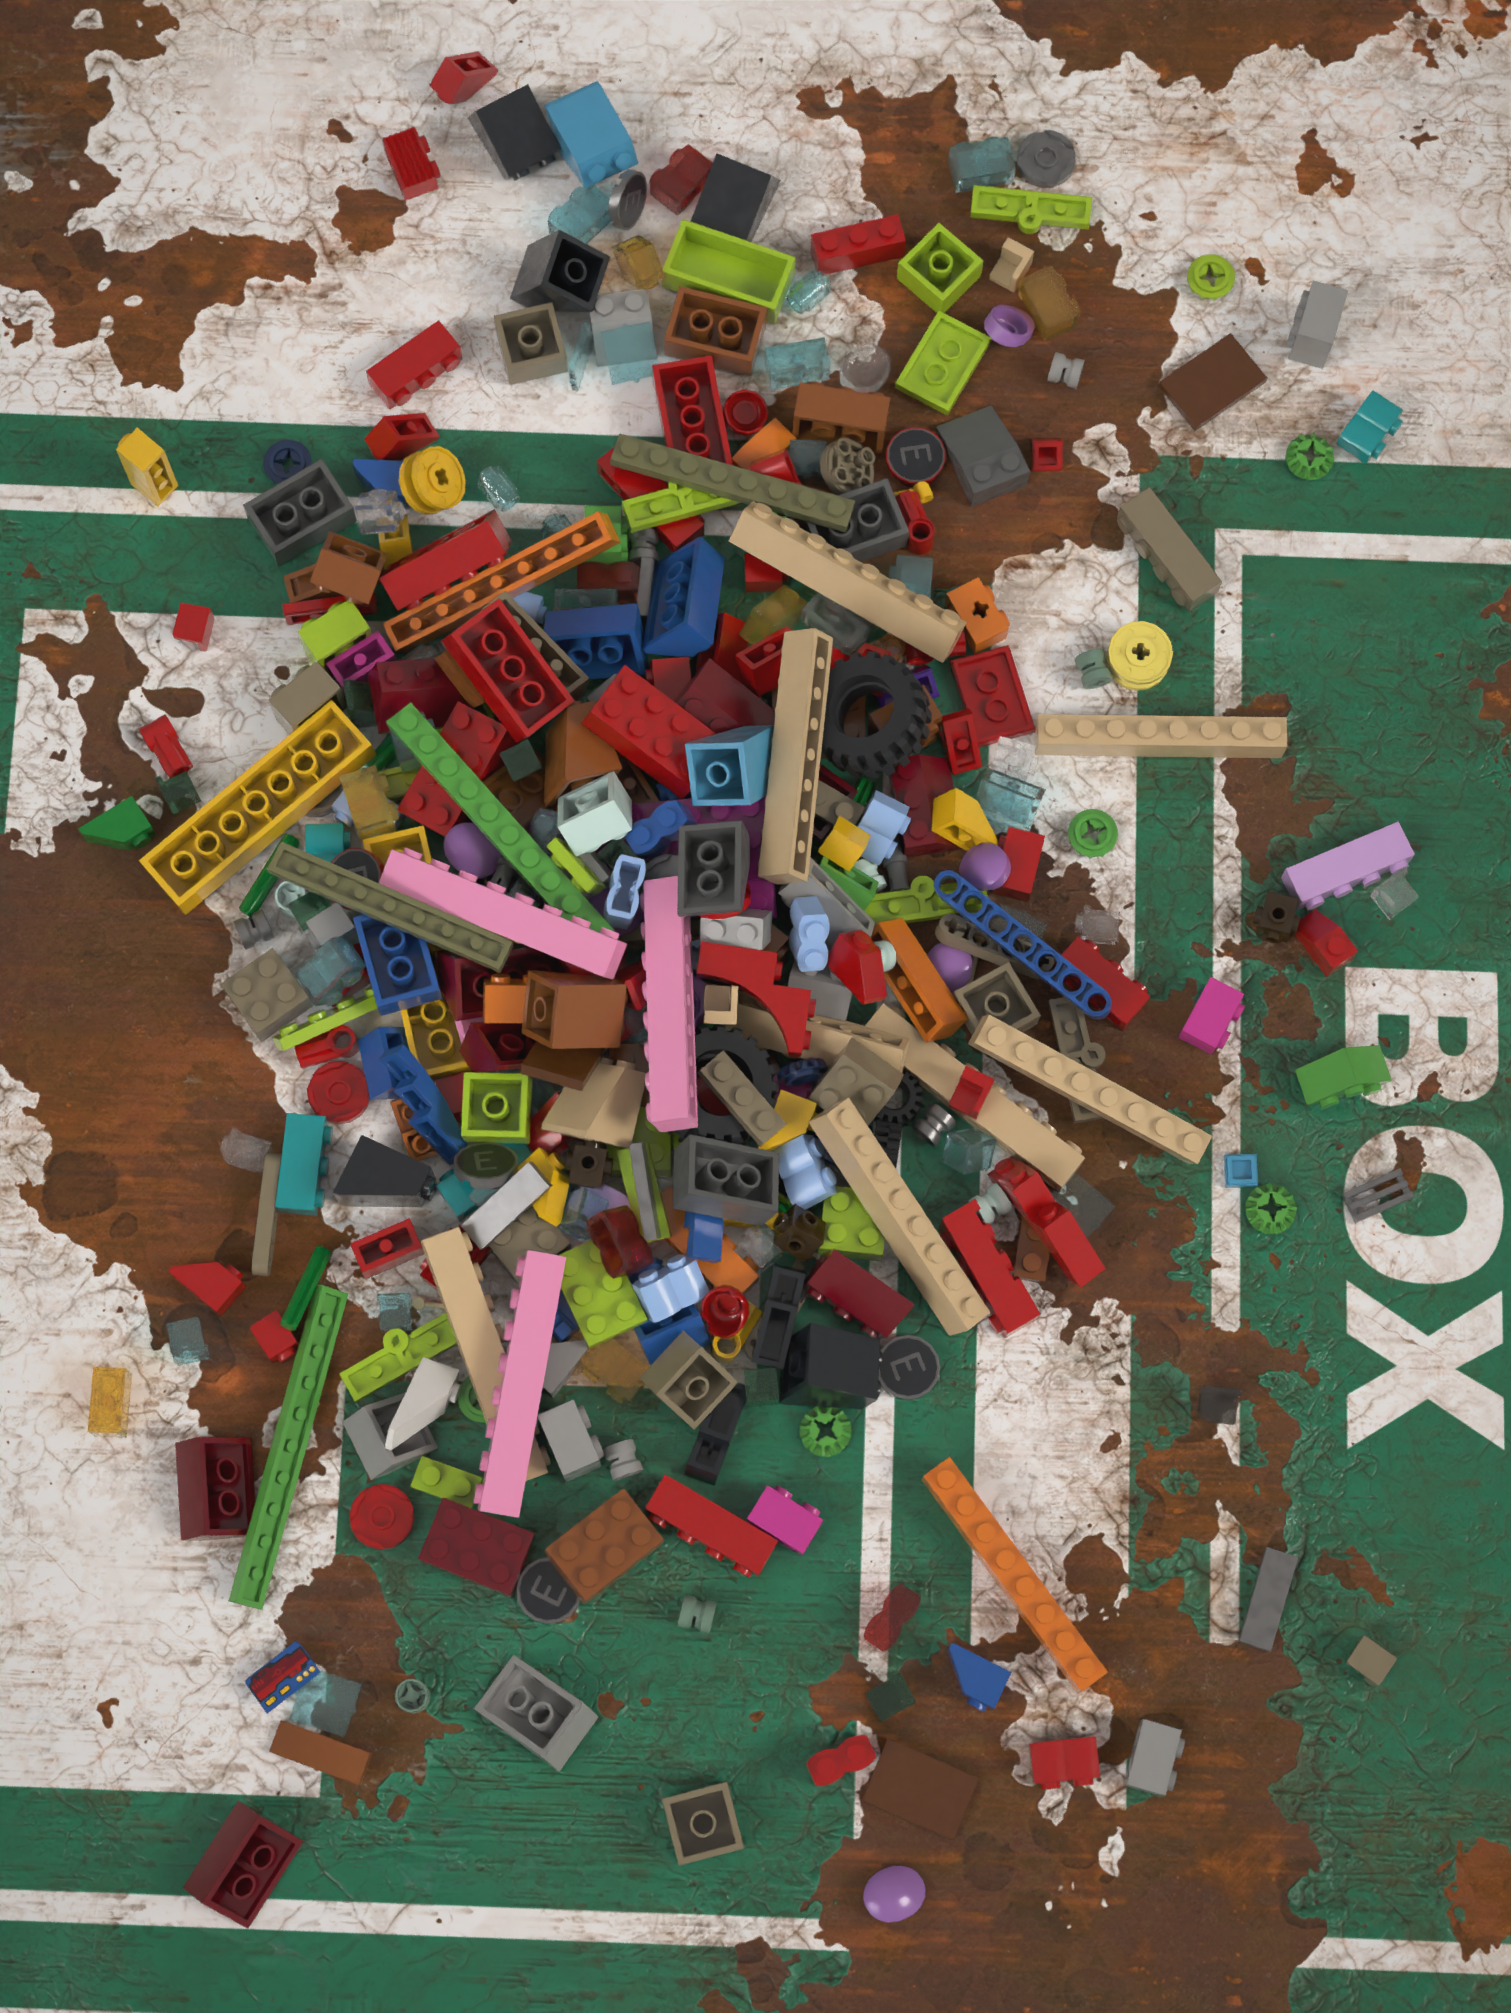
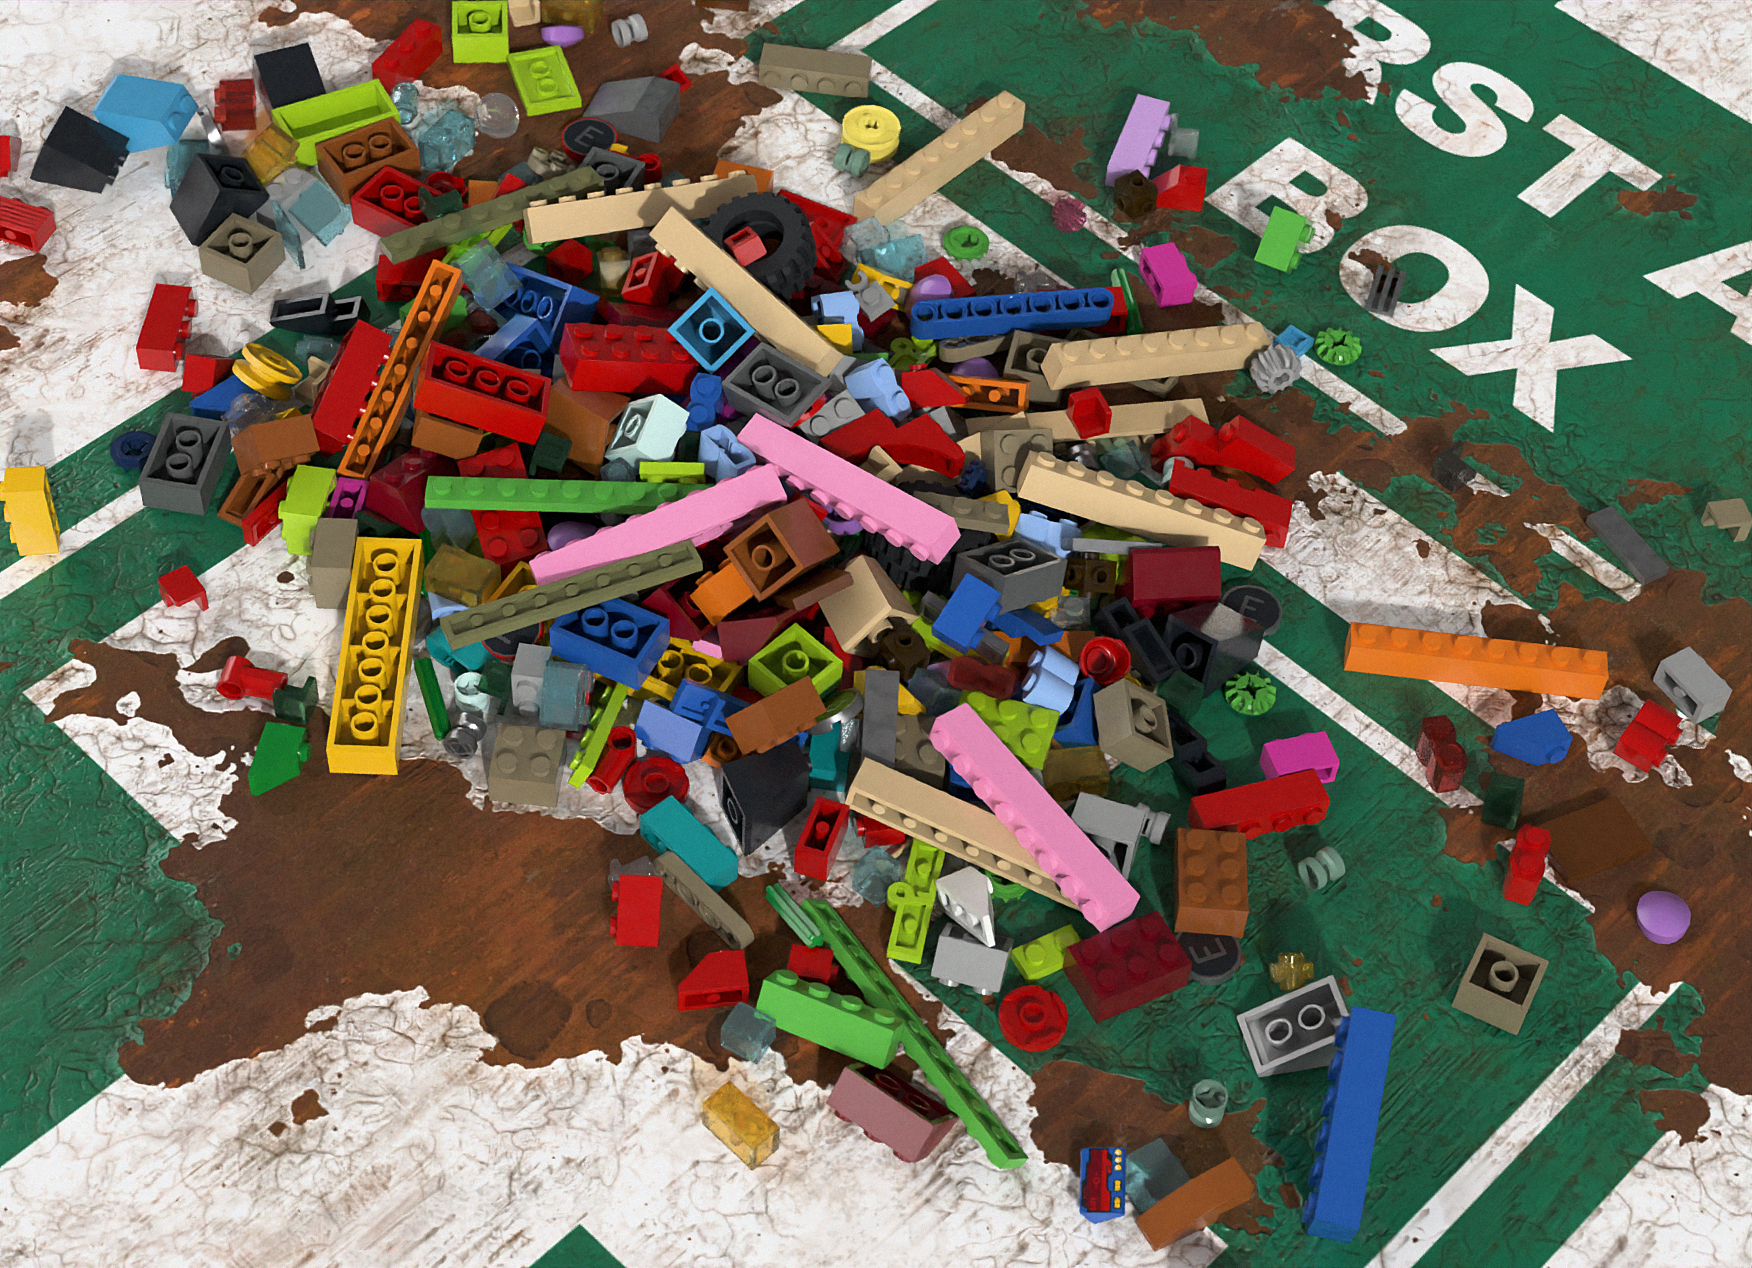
camera: 50 degrees left, 25 degrees down
(209, 1184) = (638, 910): none -> red brick
(240, 1387) = (830, 1018): none -> bright green brick
(427, 1138) = (776, 717): none -> dark orange brick
(453, 1817) = (1350, 1125): none -> blue brick
(462, 515) = (309, 388): none -> tan panel
(534, 454) = (319, 314): none -> black slope
(580, 1665) = (1291, 970): none -> clear yellow gear
(638, 1190) = (967, 614): none -> blue brick
(657, 543) = (487, 275): none -> clear light blue brick
(701, 438) = (439, 206): none -> clear green panel
(833, 1227) = (1104, 546): none -> flat silver tile
(839, 413) = (512, 136): dark orange brick -> none
(844, 710) = (745, 246): none -> slope
(925, 832) = (871, 297): none -> light grey plate
(1153, 1009) = (1133, 321): none -> green axle
(1180, 1186) = (1275, 368): none -> light grey gear
(1201, 885) = (1069, 215): none -> clear pink gear

